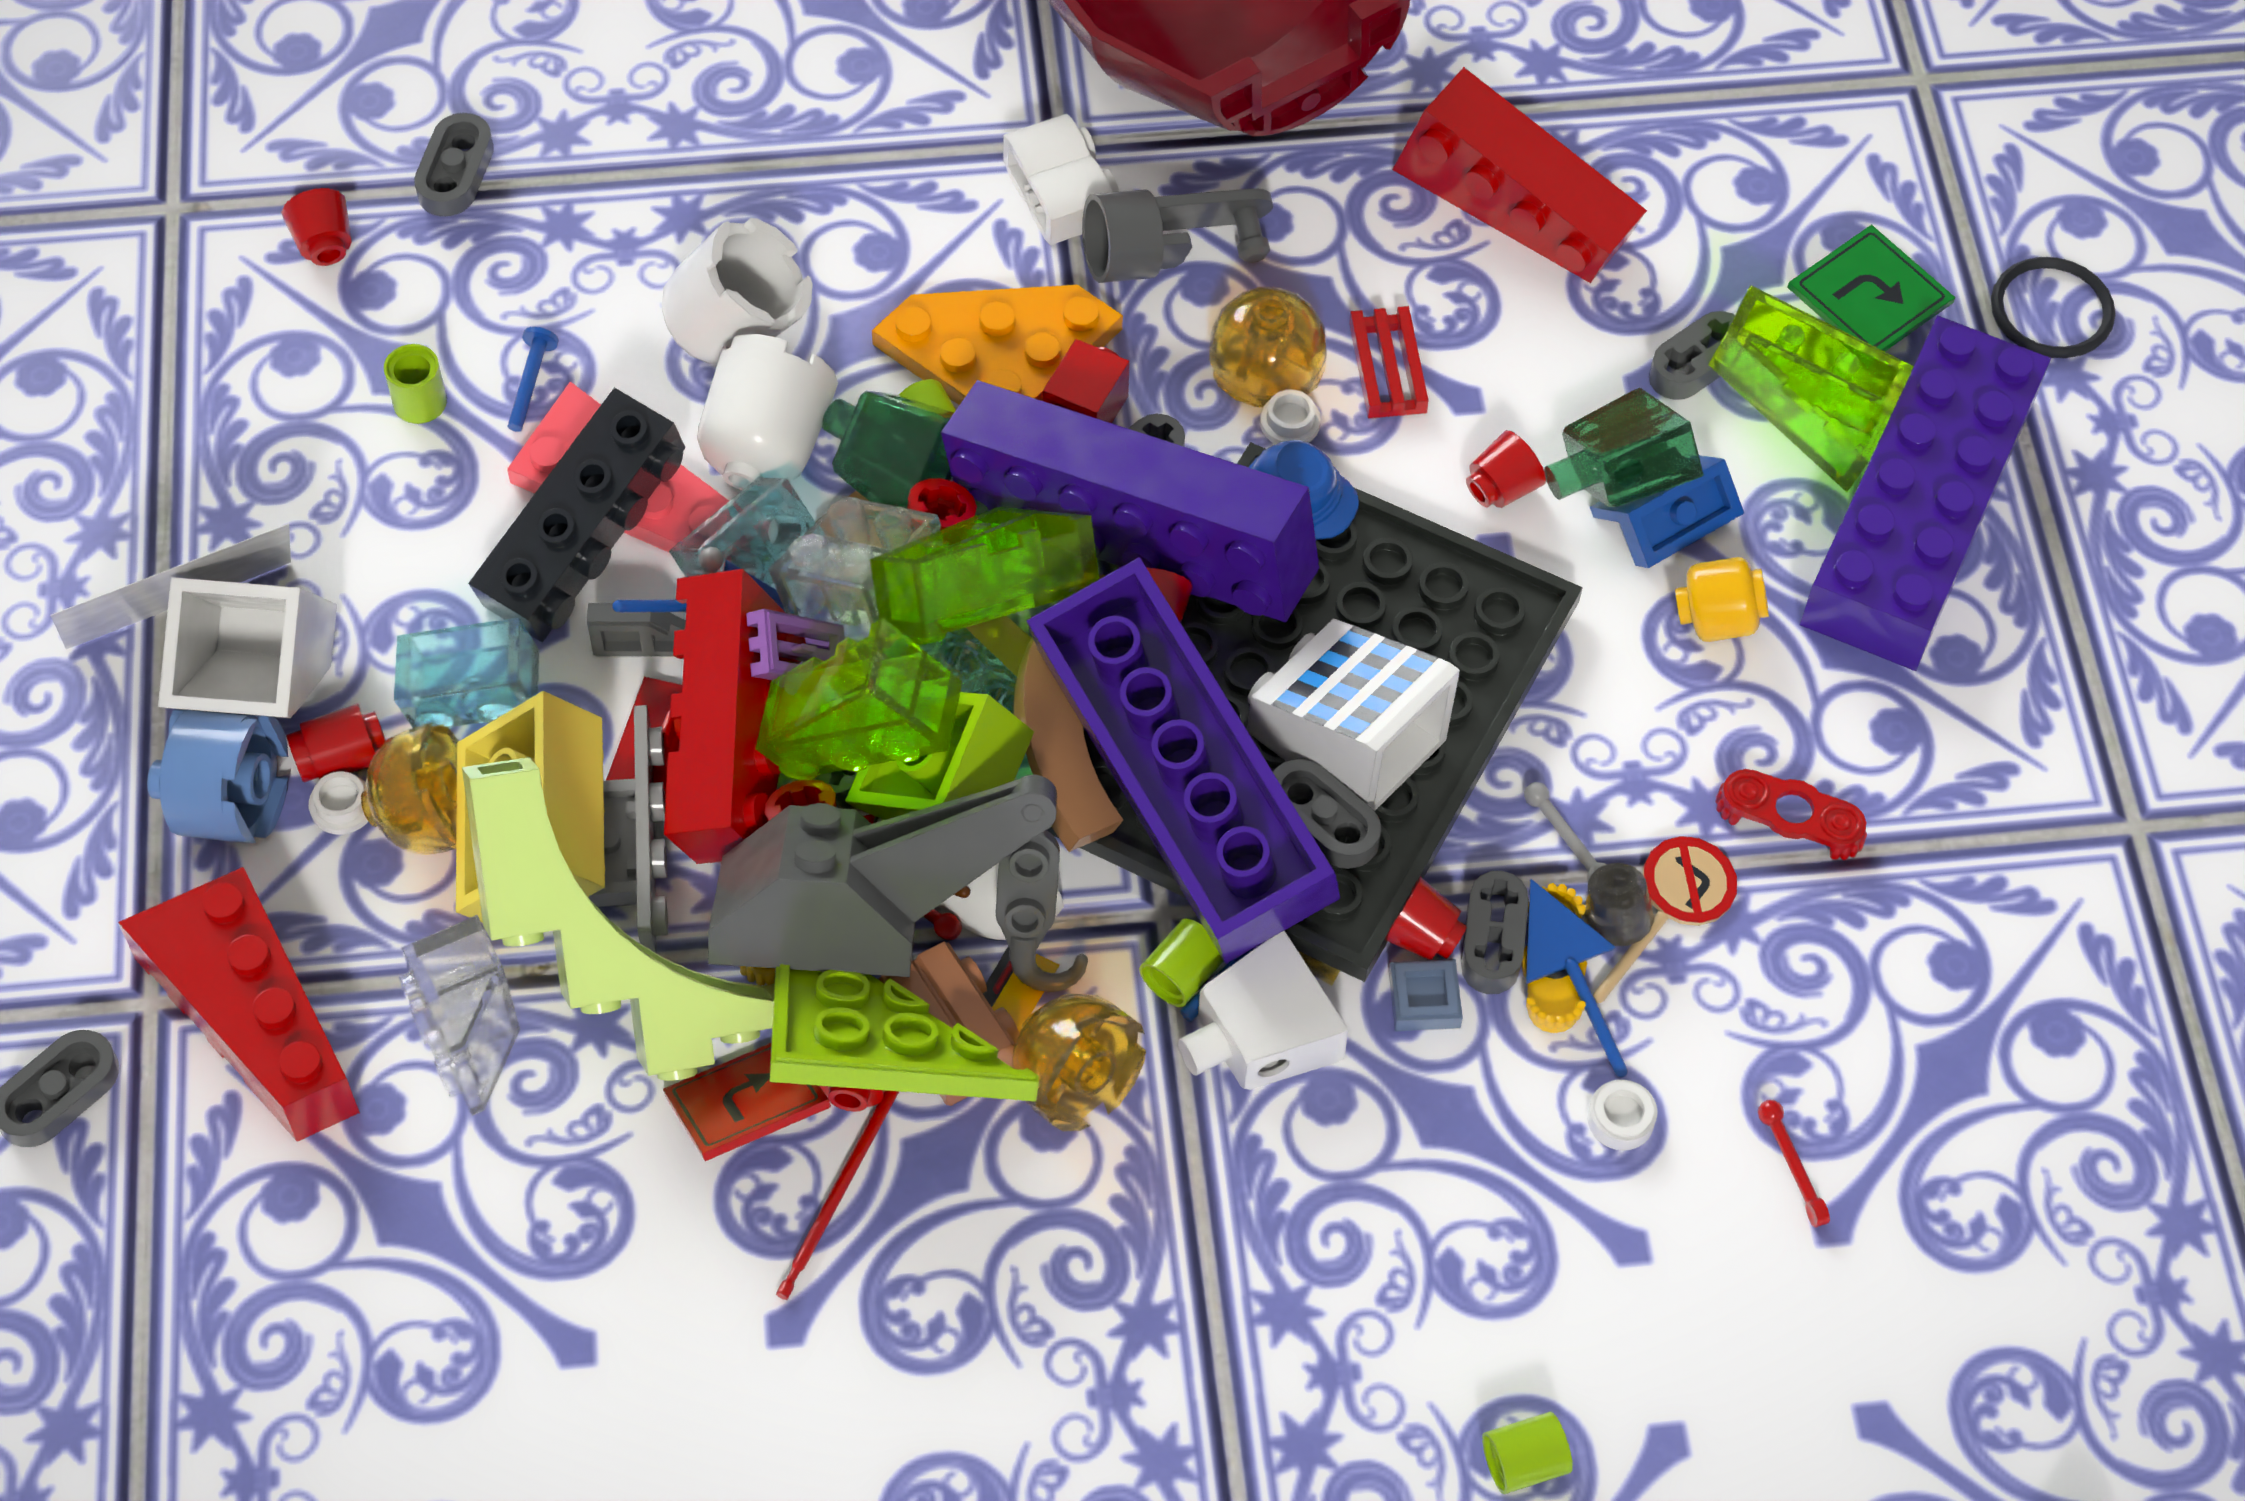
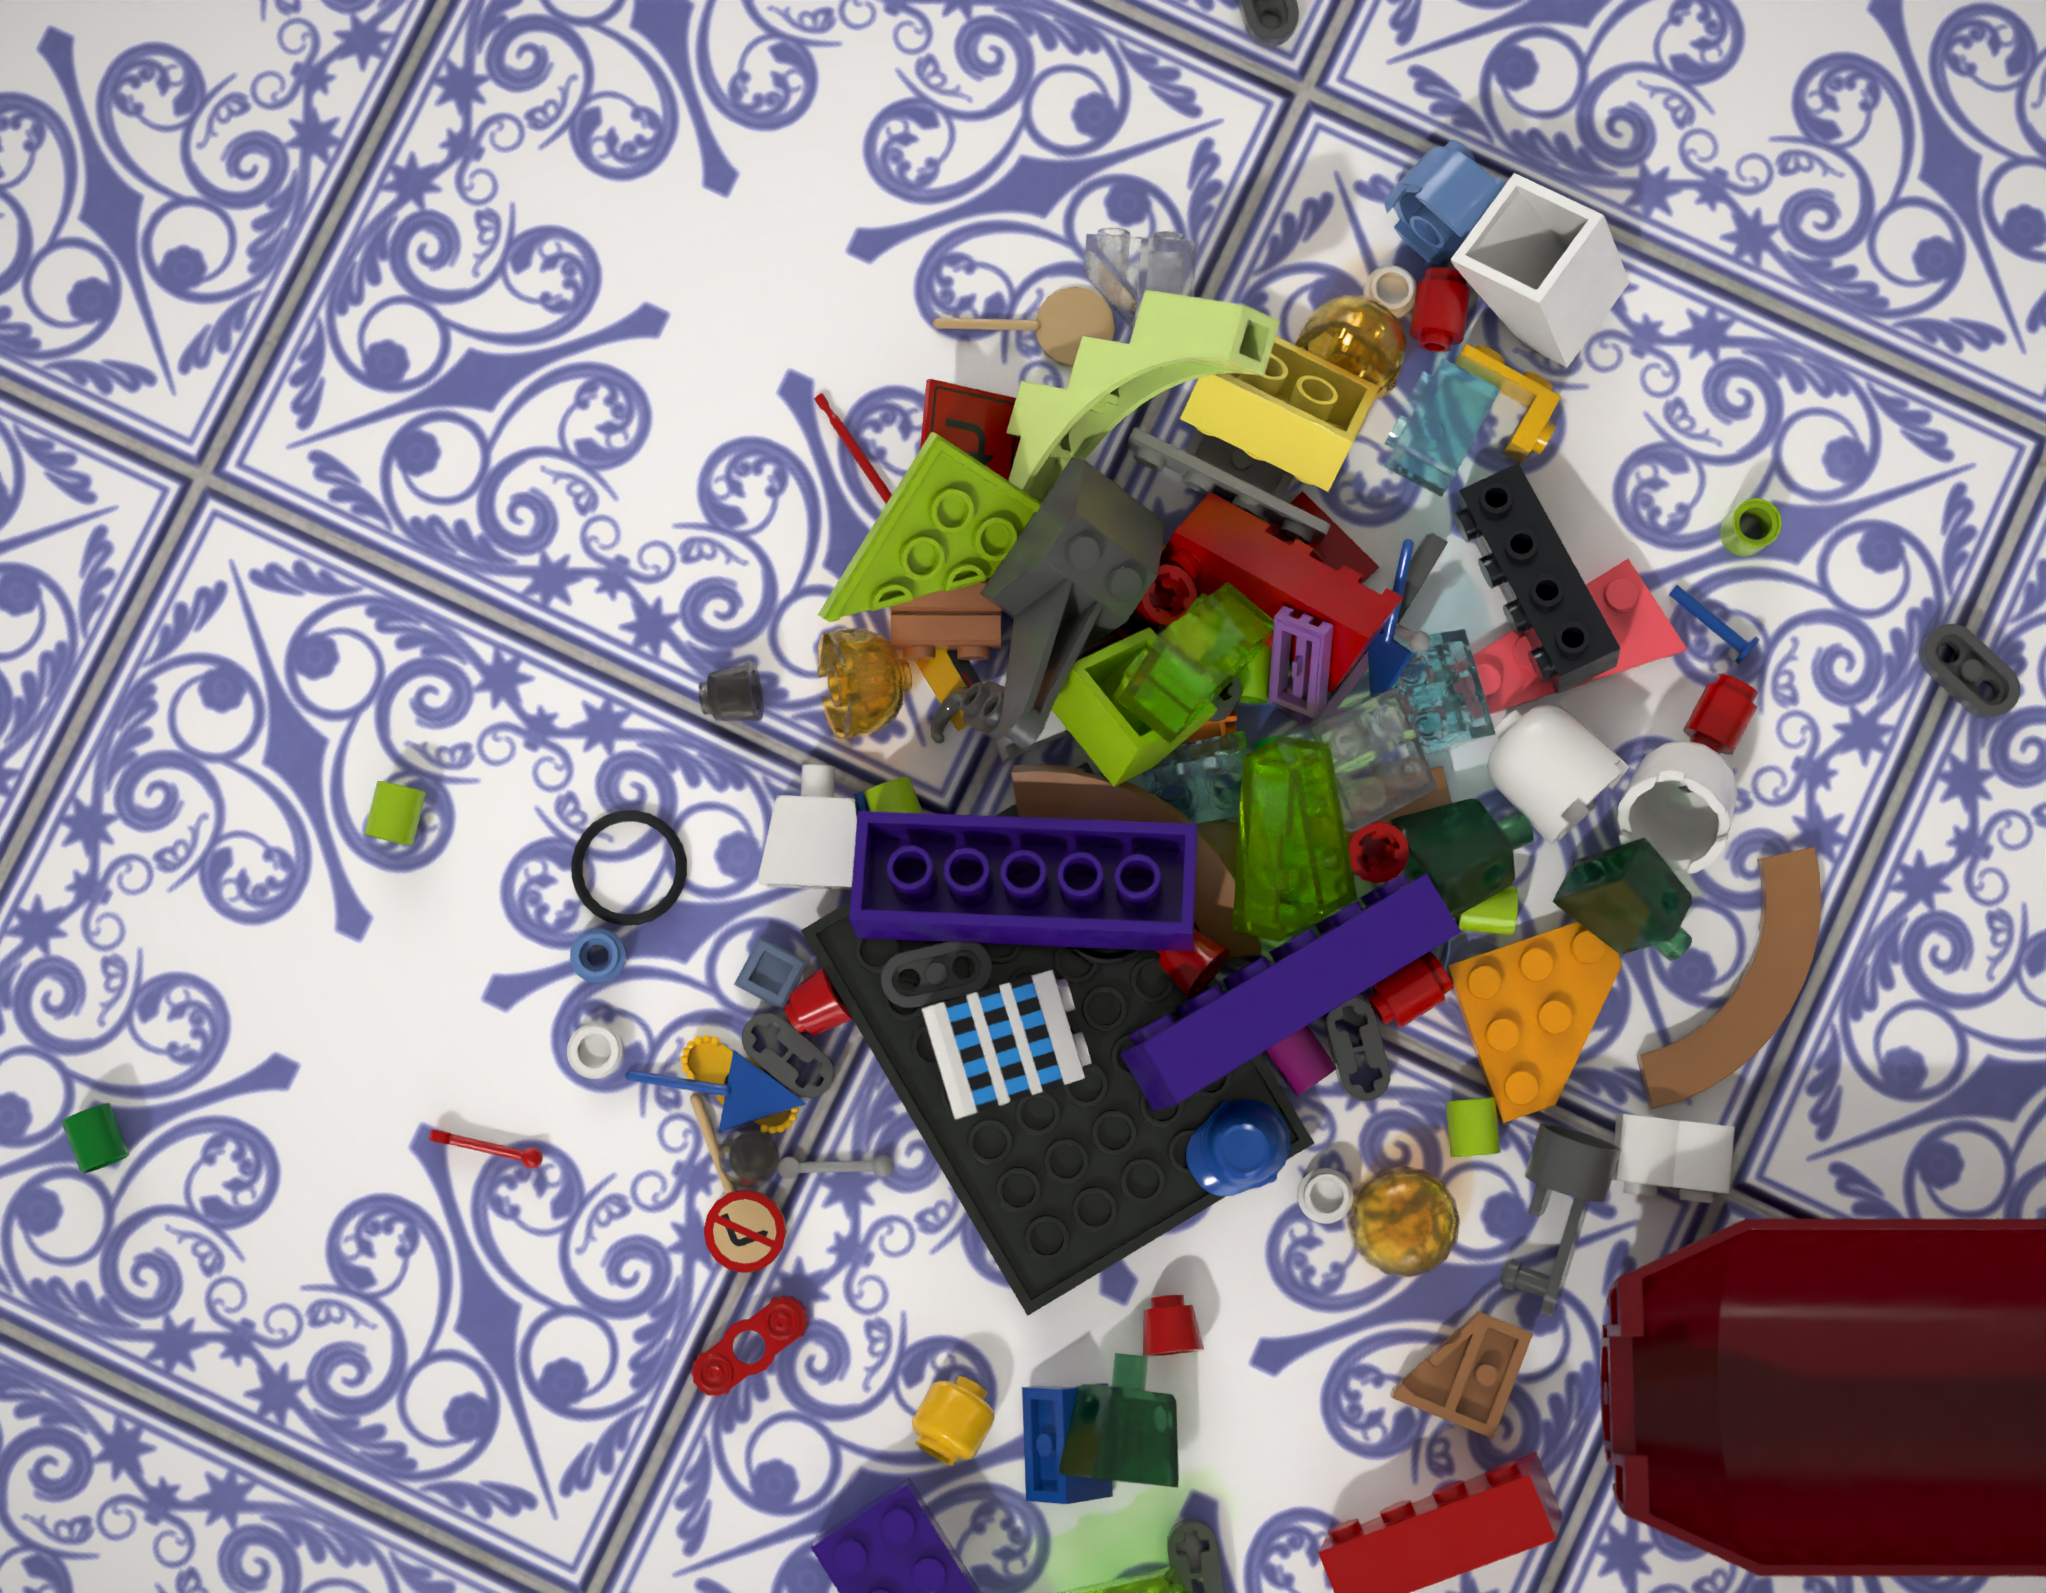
camera: 120 degrees right, 25 degrees up
(151, 594) = (1623, 236): white sticker -> none
(238, 987) = (1255, 145): red wedge -> none
(319, 225) = (1957, 530): red hat -> none
(398, 610) = (1528, 389): none -> yellow bracket
(552, 1089) = (1058, 323): none -> tan piece
(620, 323) = (1722, 714): none -> red brick
(850, 299) = (1628, 899): none -> clear green torso
(871, 187) = (1762, 995): none -> medium nougat tile
(1090, 382) = (1441, 1046): red brick -> none
(1144, 333) = (1472, 1127): none -> lime beam
(1166, 1182) = (733, 693): none -> clear smoke hat
(1366, 236) = (1468, 1374): none -> medium nougat wing
(1382, 325) = (1381, 1333): red tile -> none
(1403, 1250) = (668, 900): none -> black tyre
(1529, 1147) = (580, 955): none -> medium blue plate

